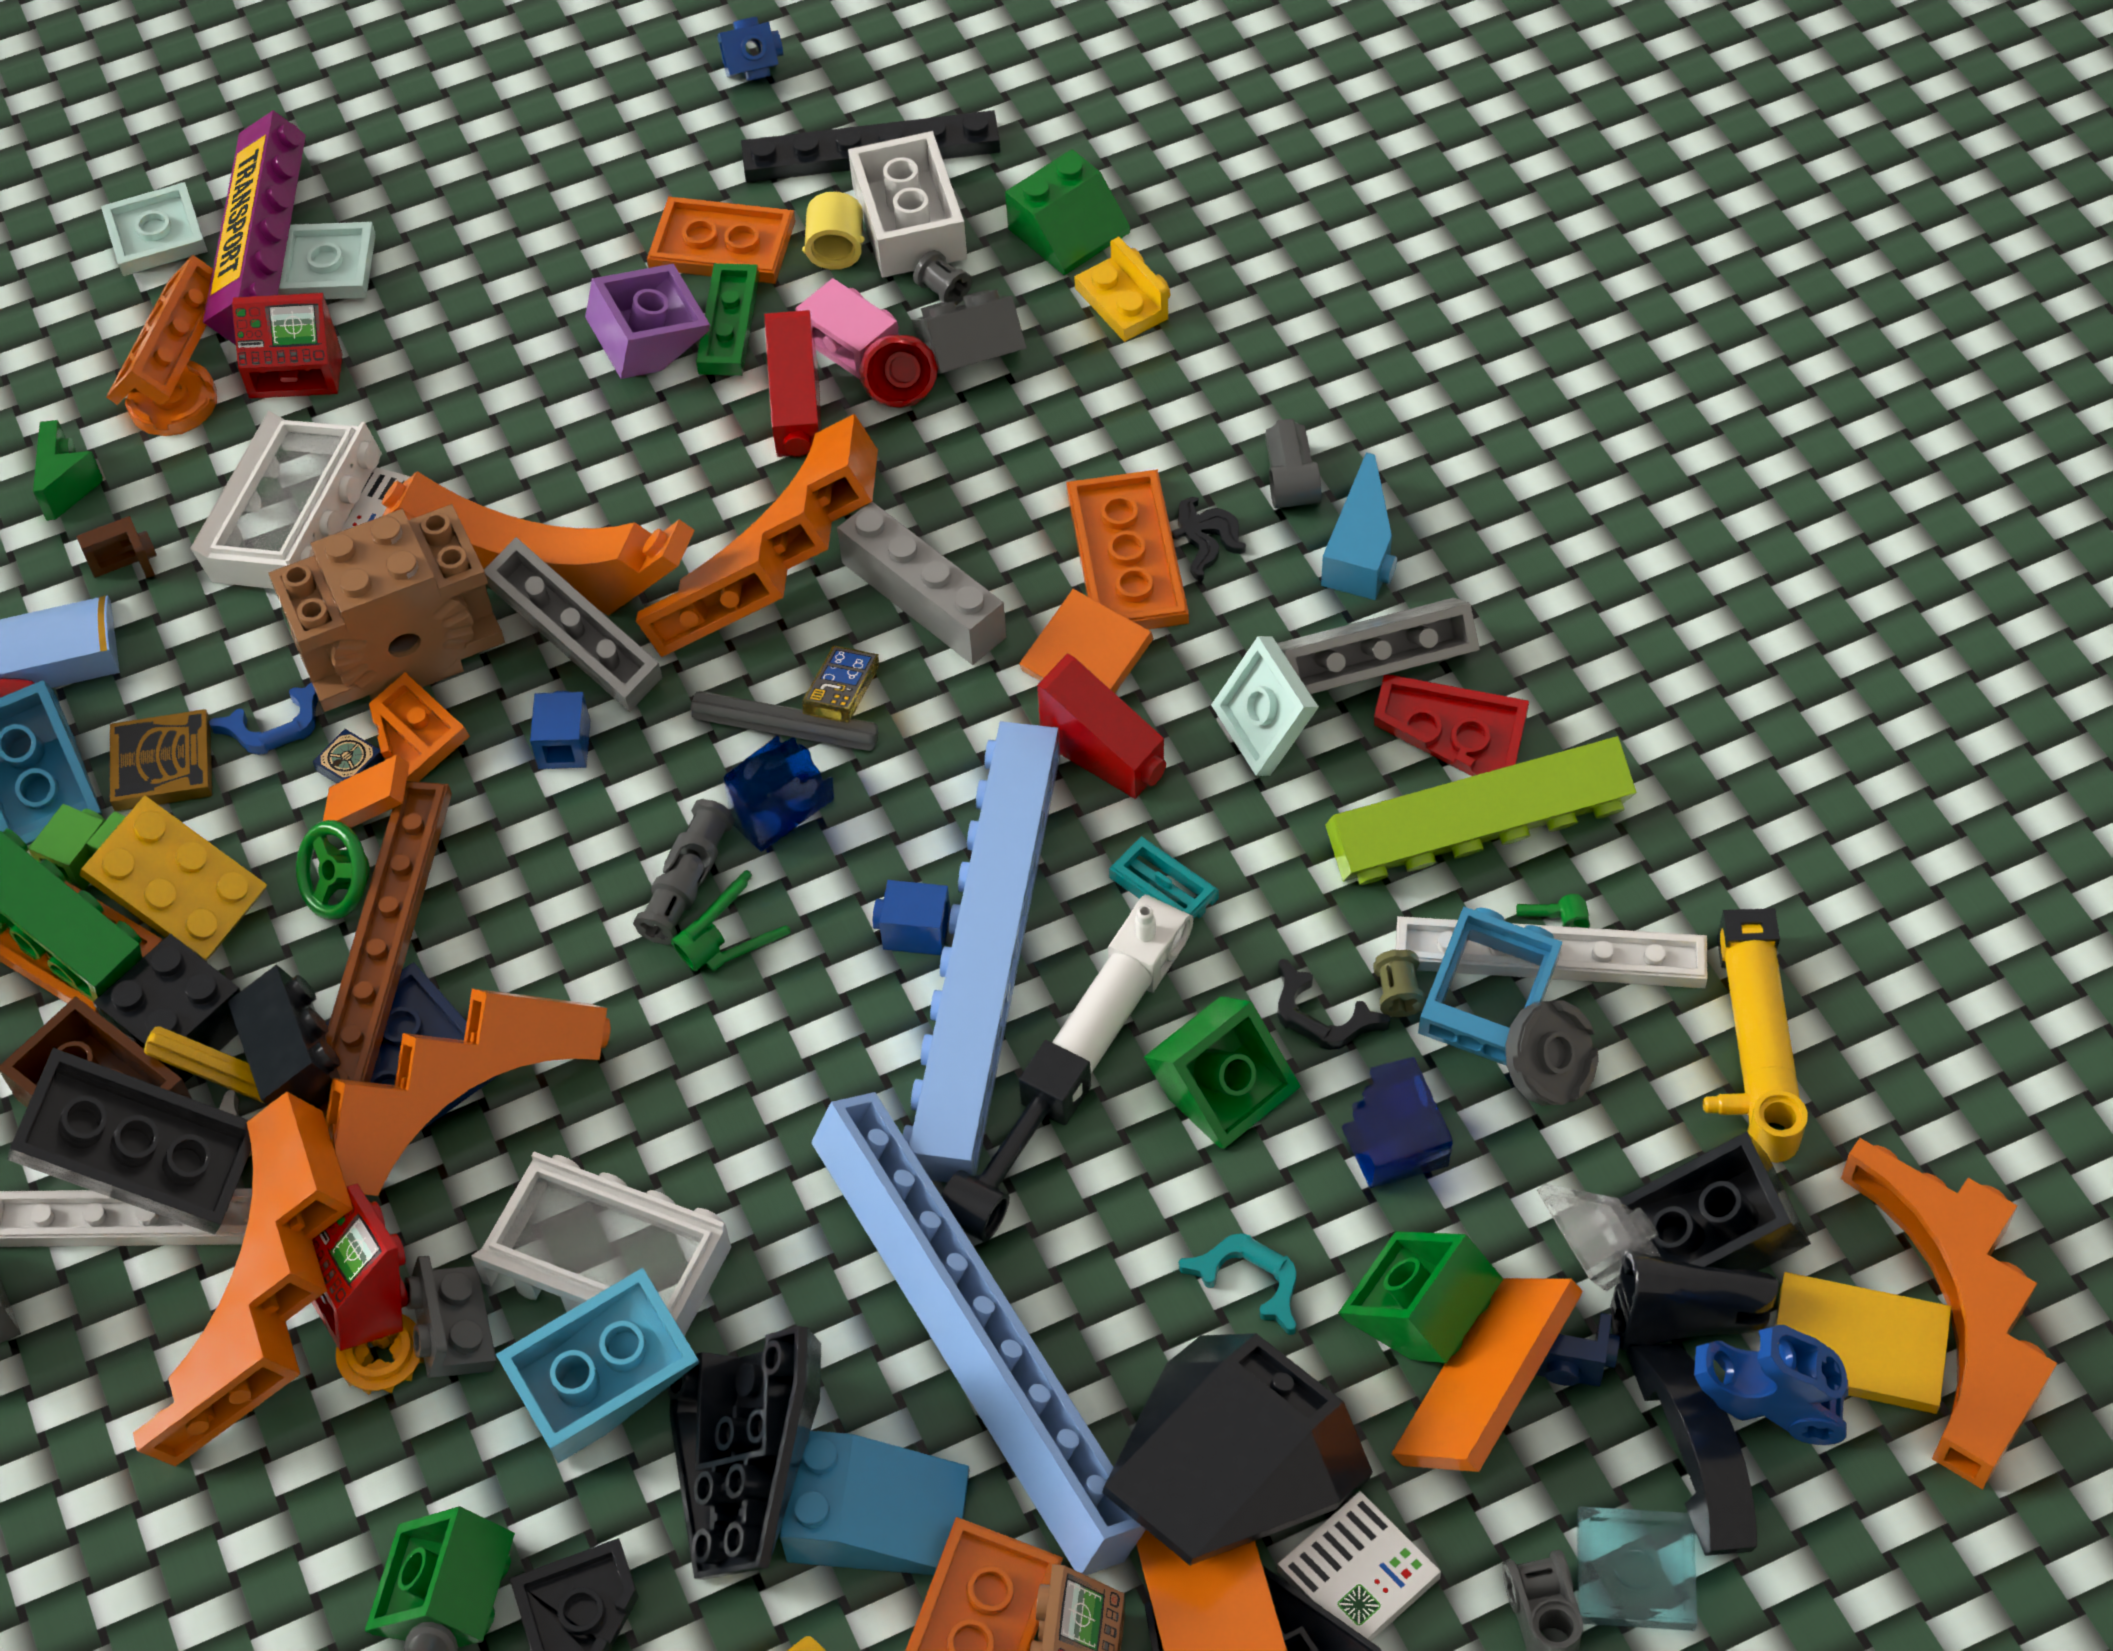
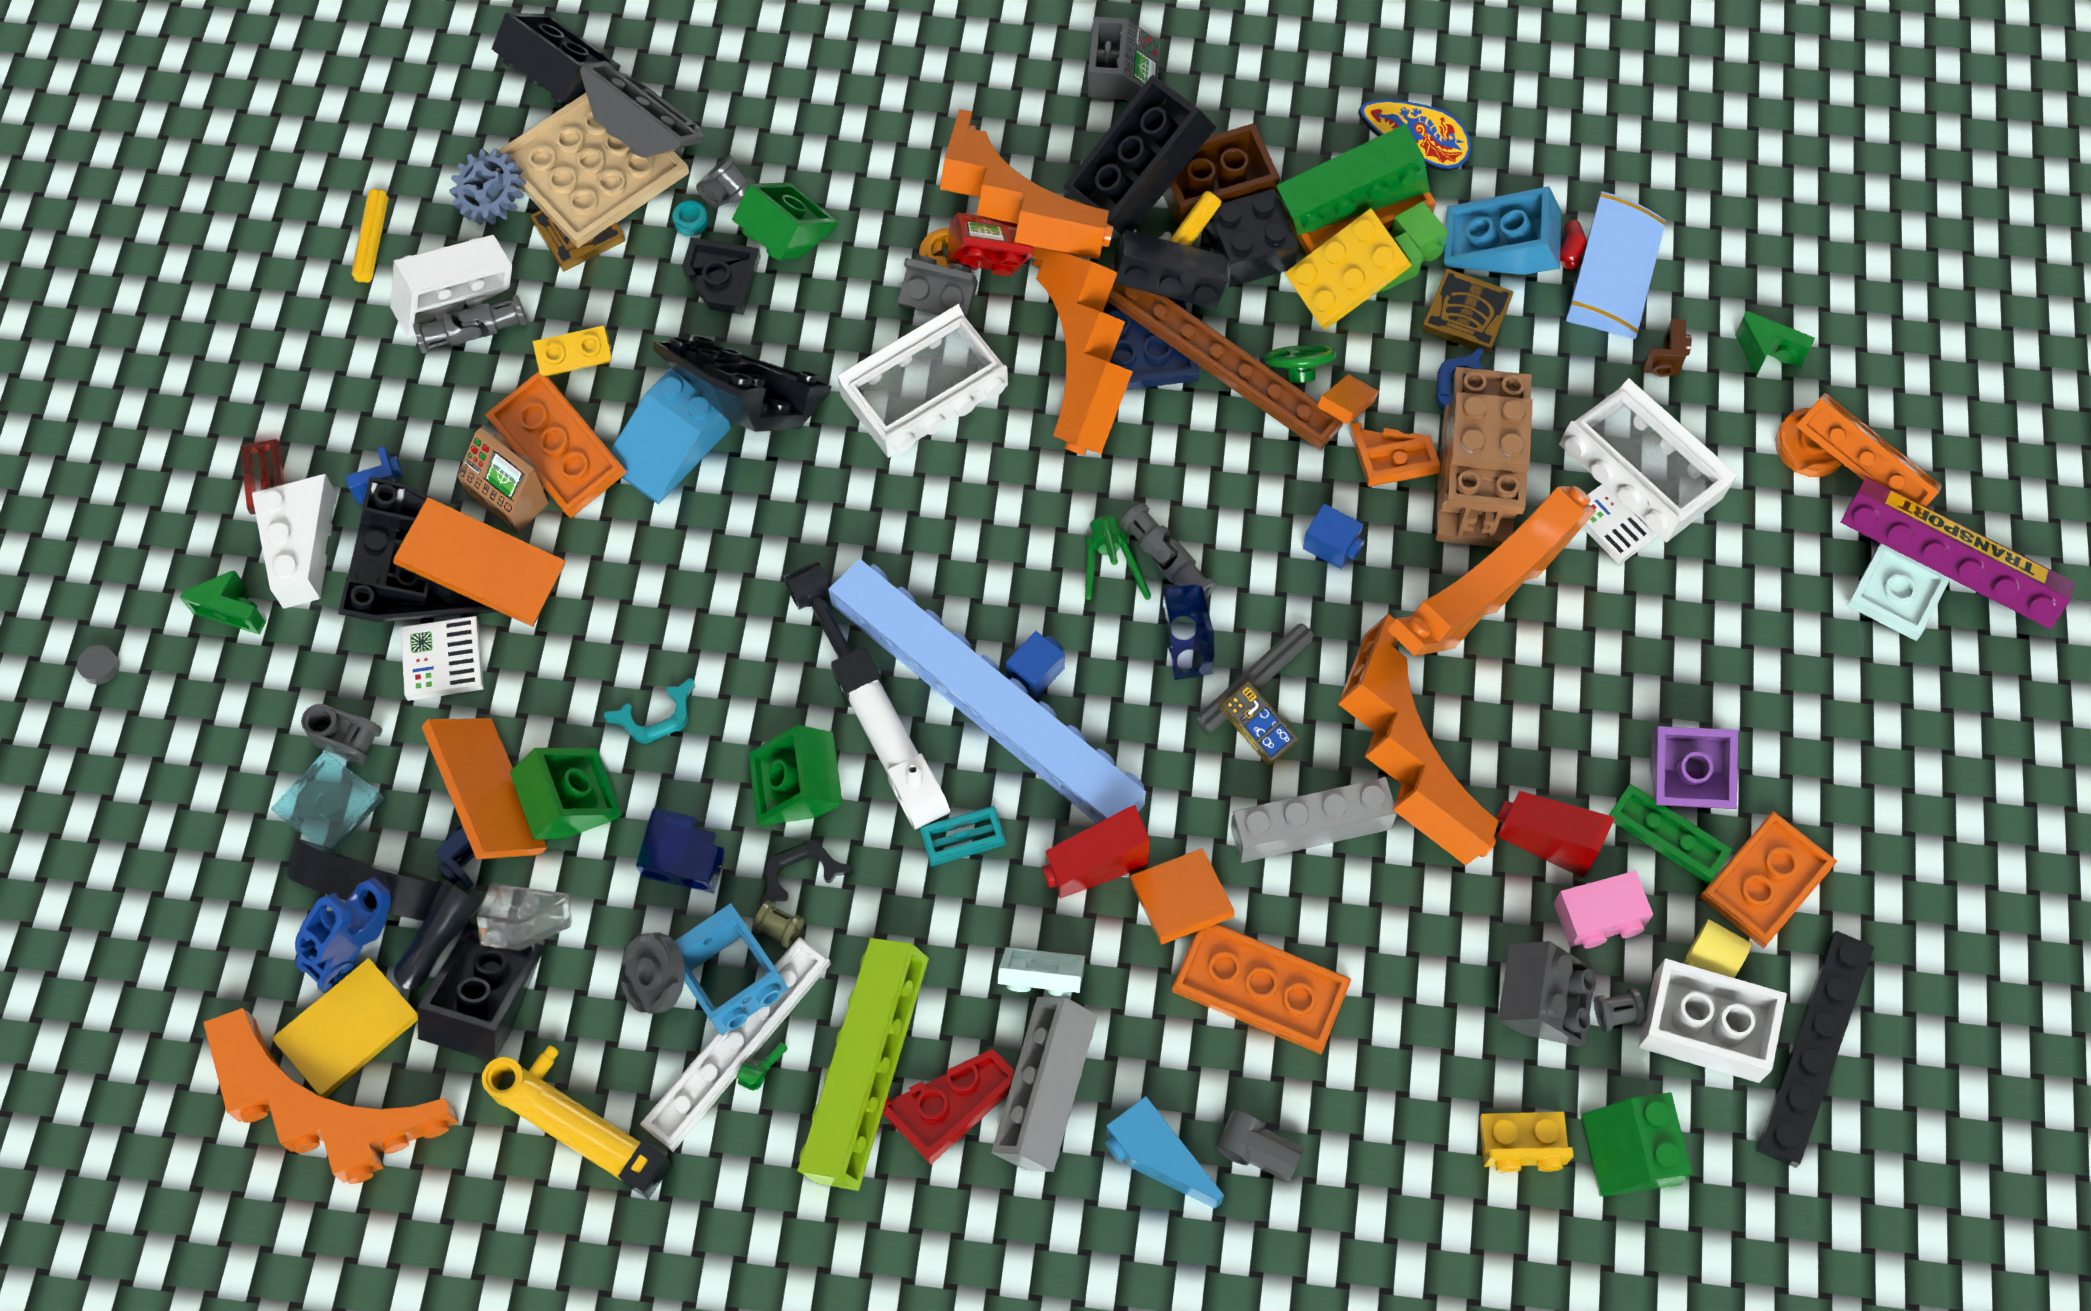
camera: 120 degrees right, 10 degrees up
(153, 229) = (2003, 494): light aqua plate -> none
(286, 345) = (1804, 518): red slope -> none
(346, 757) = (1396, 411): tile -> none
(573, 624) = (1402, 566): light grey brick -> none
(598, 1364) = (841, 327): medium azure slope -> none
(734, 52) = (1979, 1001): blue brick -> none
(898, 370) = (1531, 911): red hair -> none
(976, 1332) = (724, 535): light blue brick -> none
(1196, 530) = (1252, 1065): black piece -> none
(1235, 1449) = (545, 615): black wedge -> none

